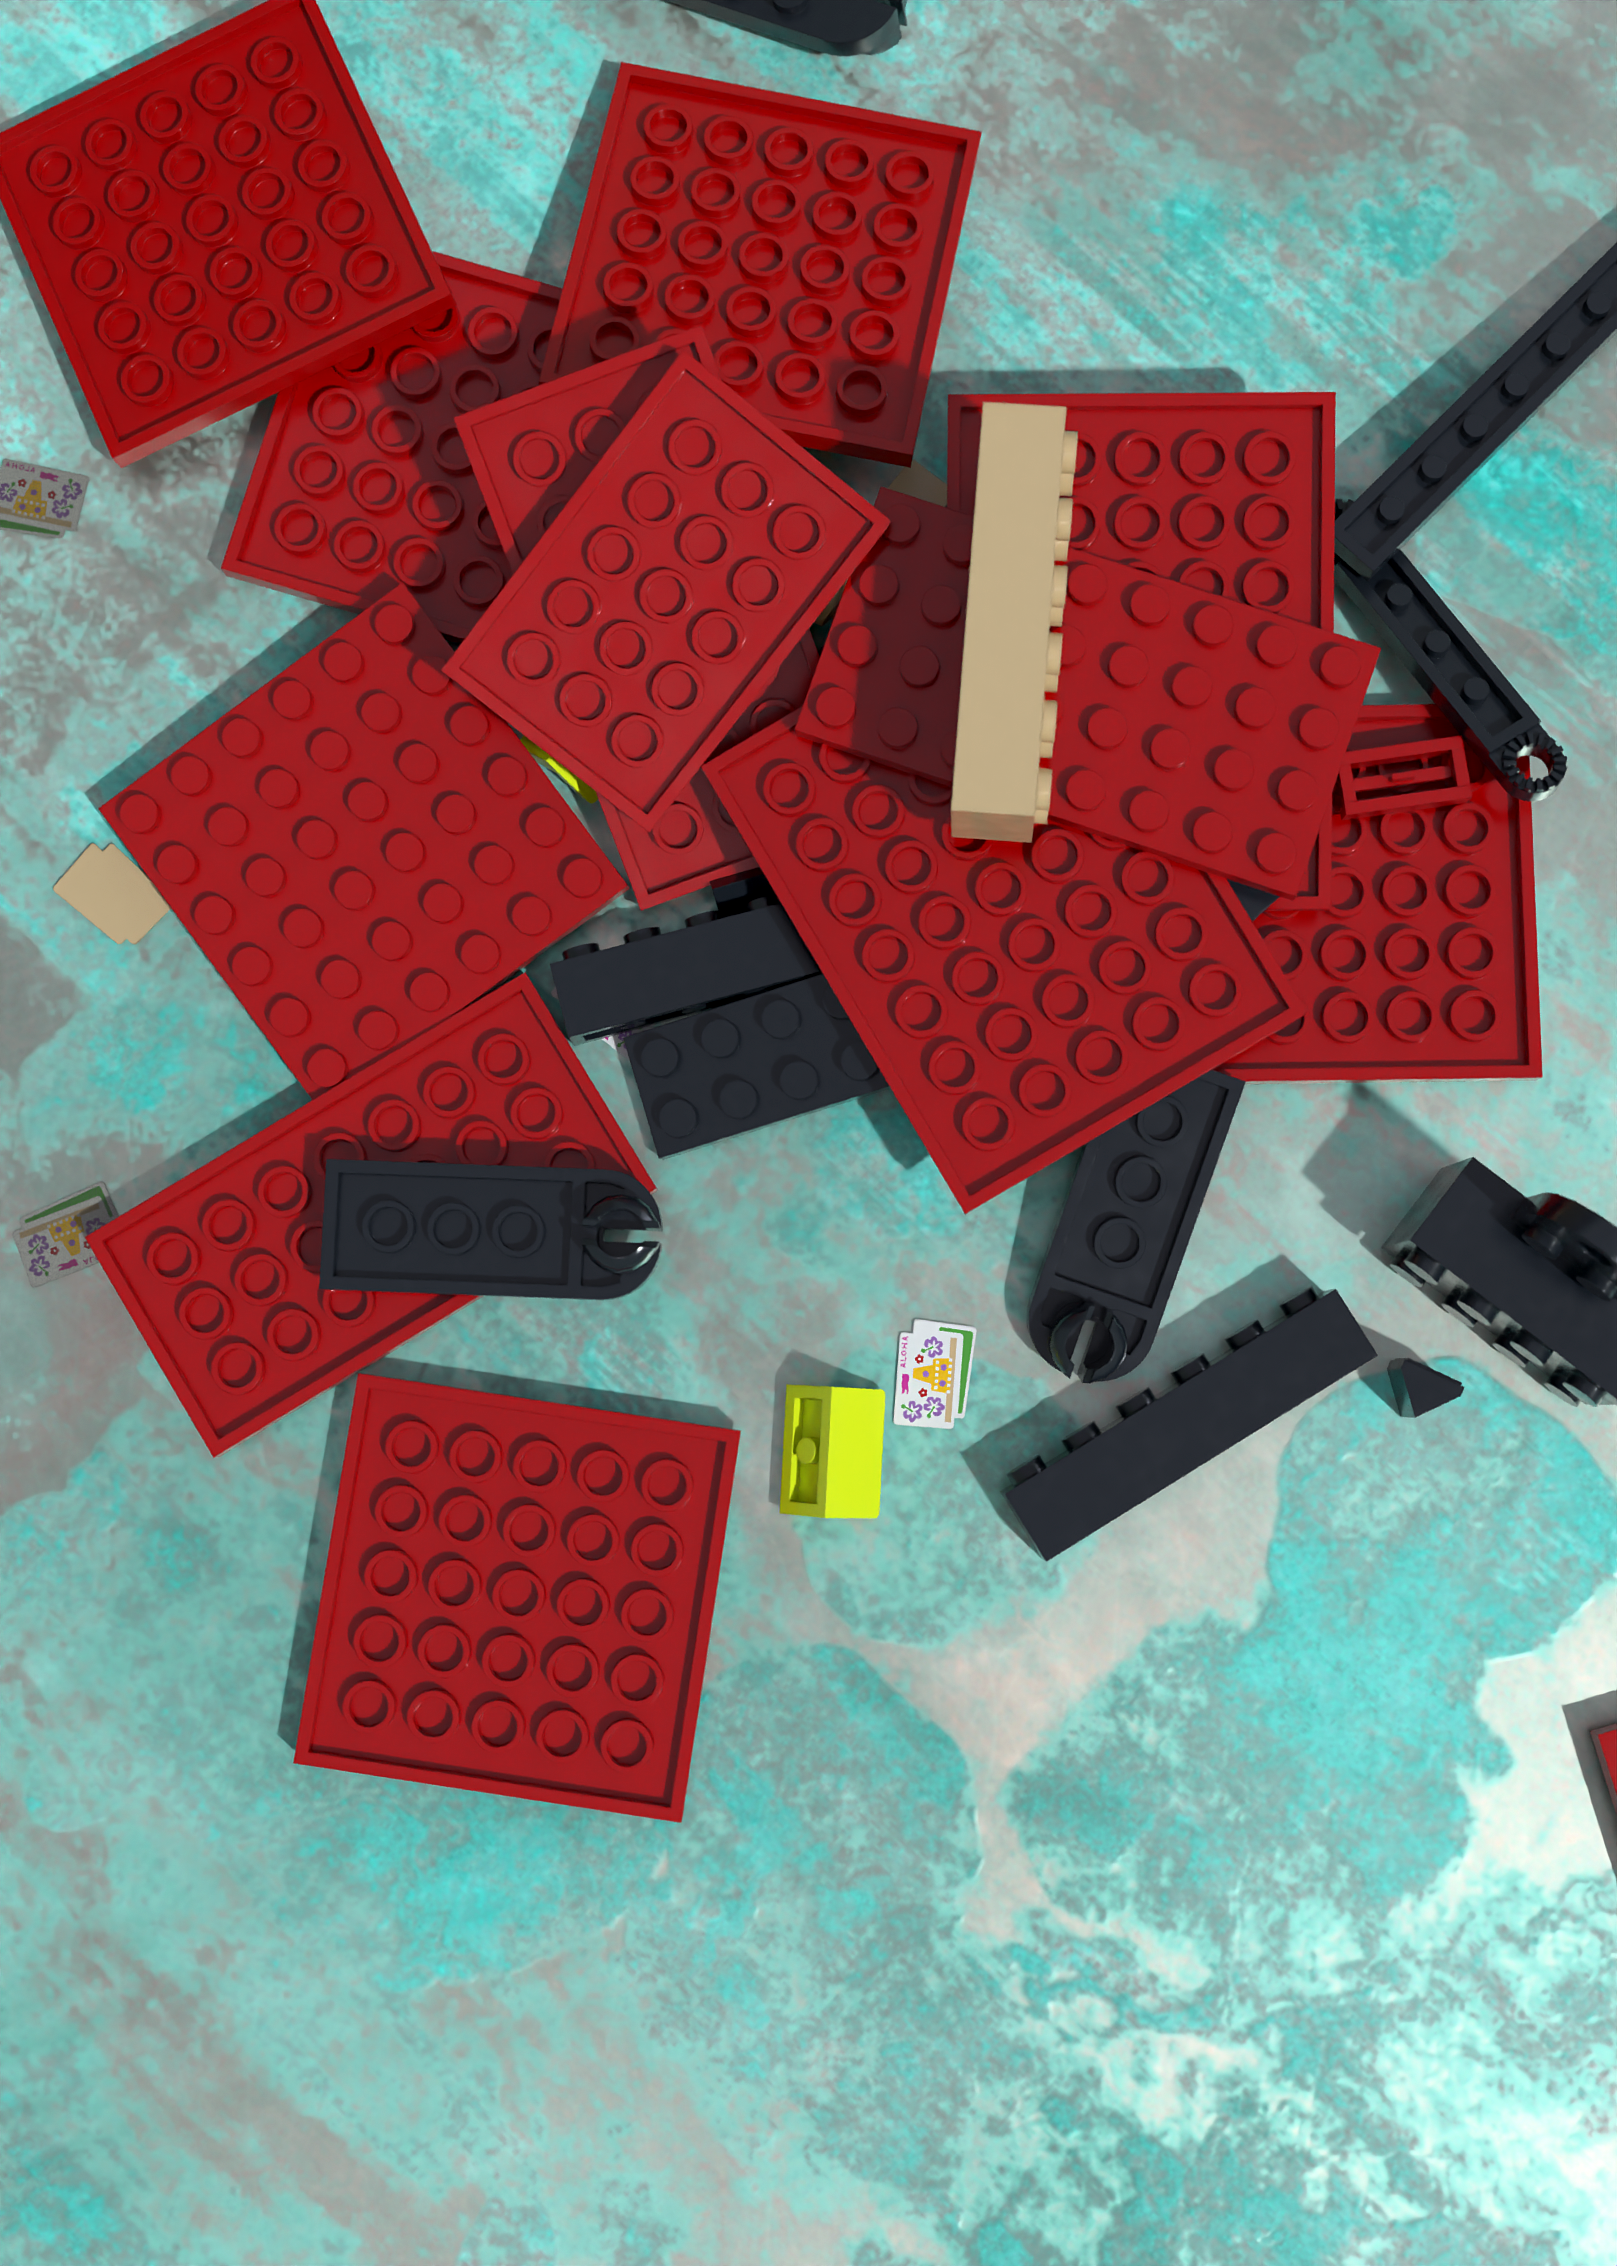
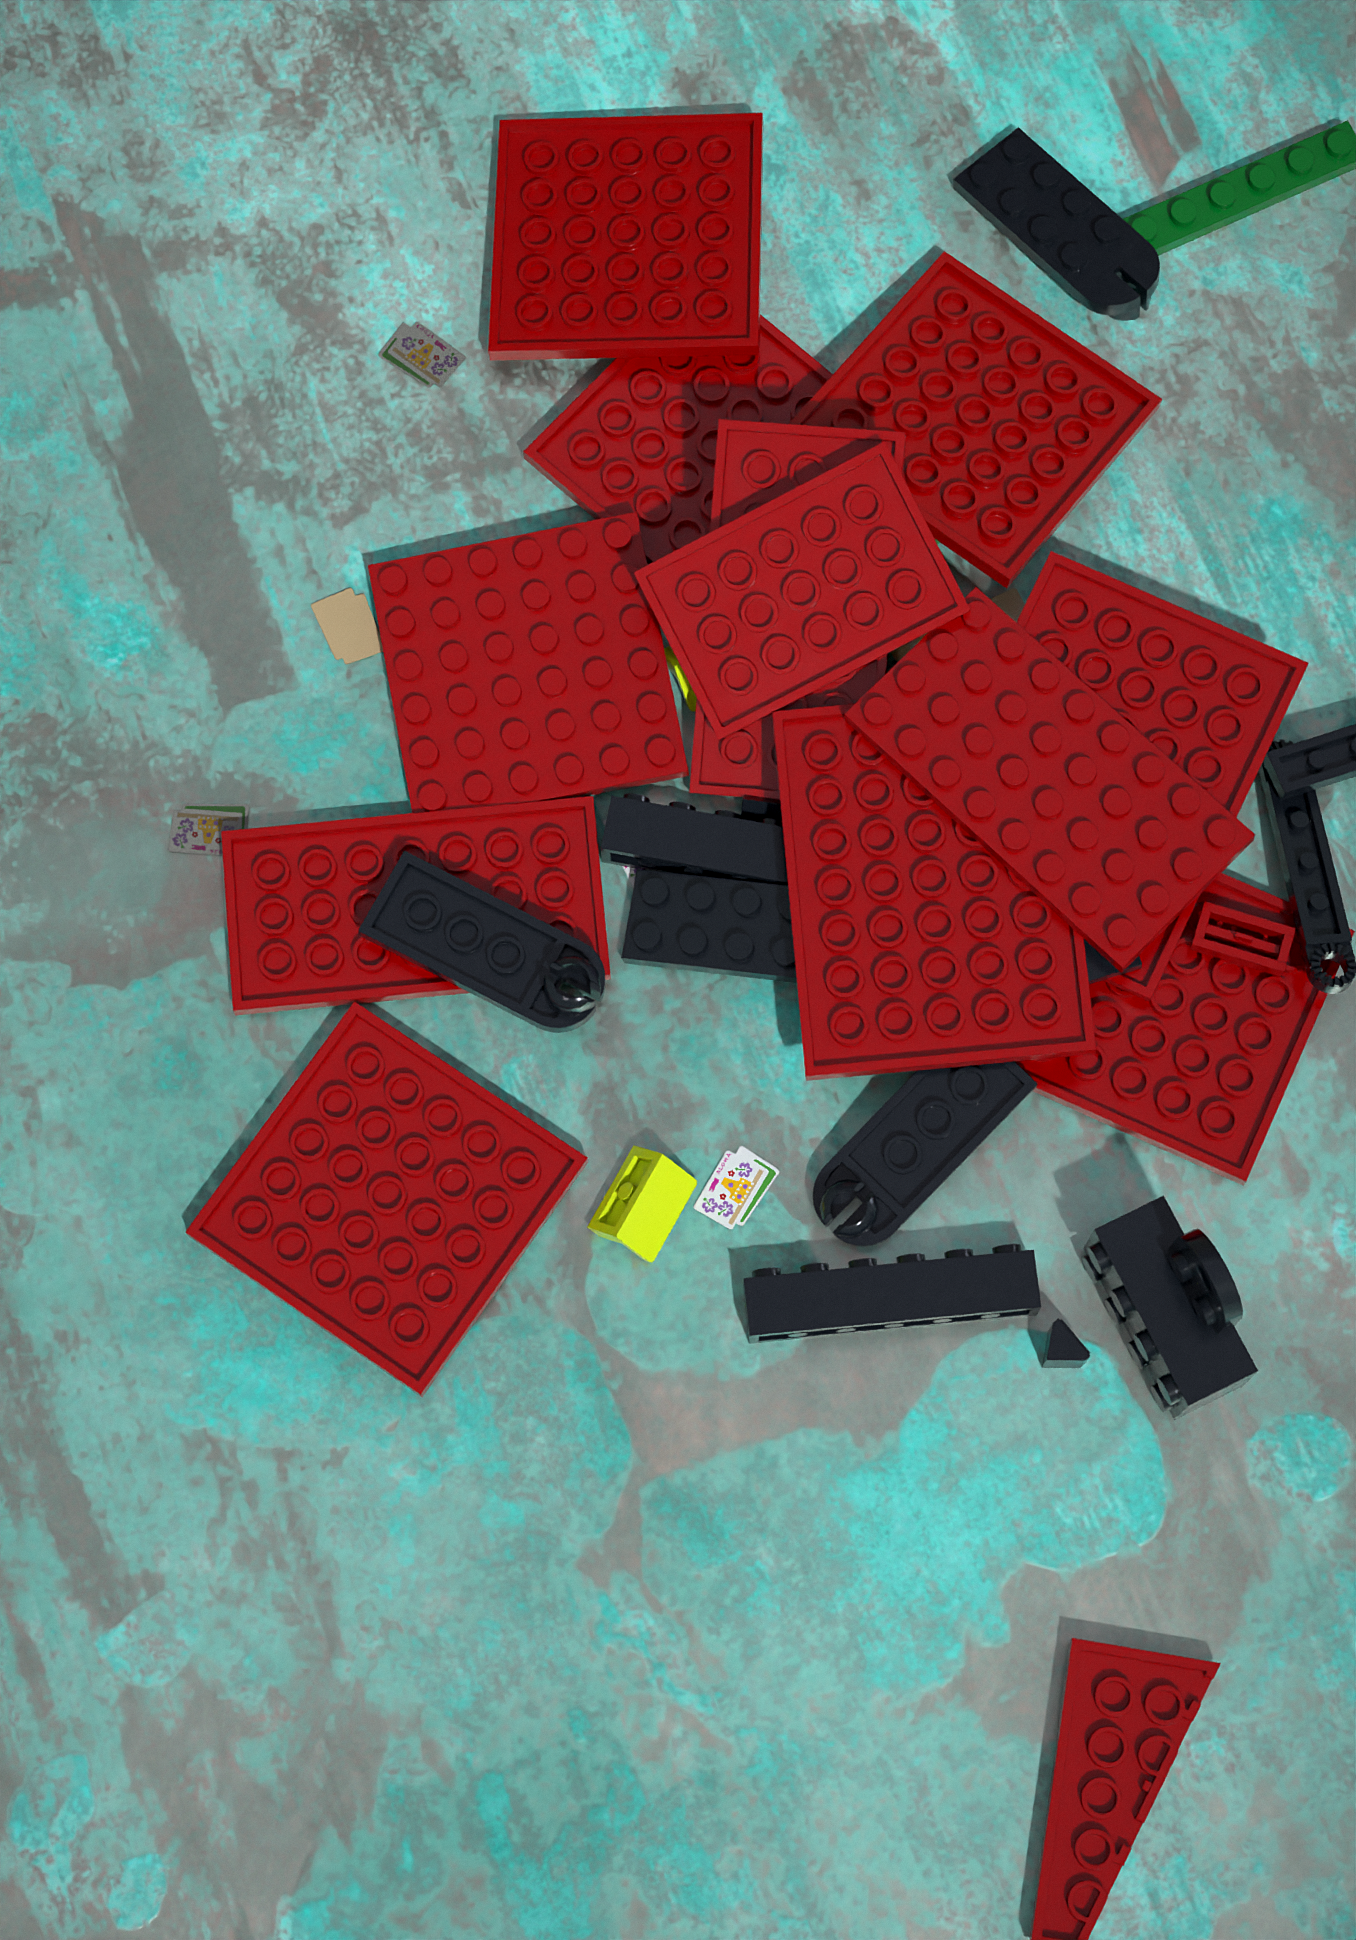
camera: 25 degrees right, 10 degrees down
(1010, 606) = (1010, 704): tan brick -> none

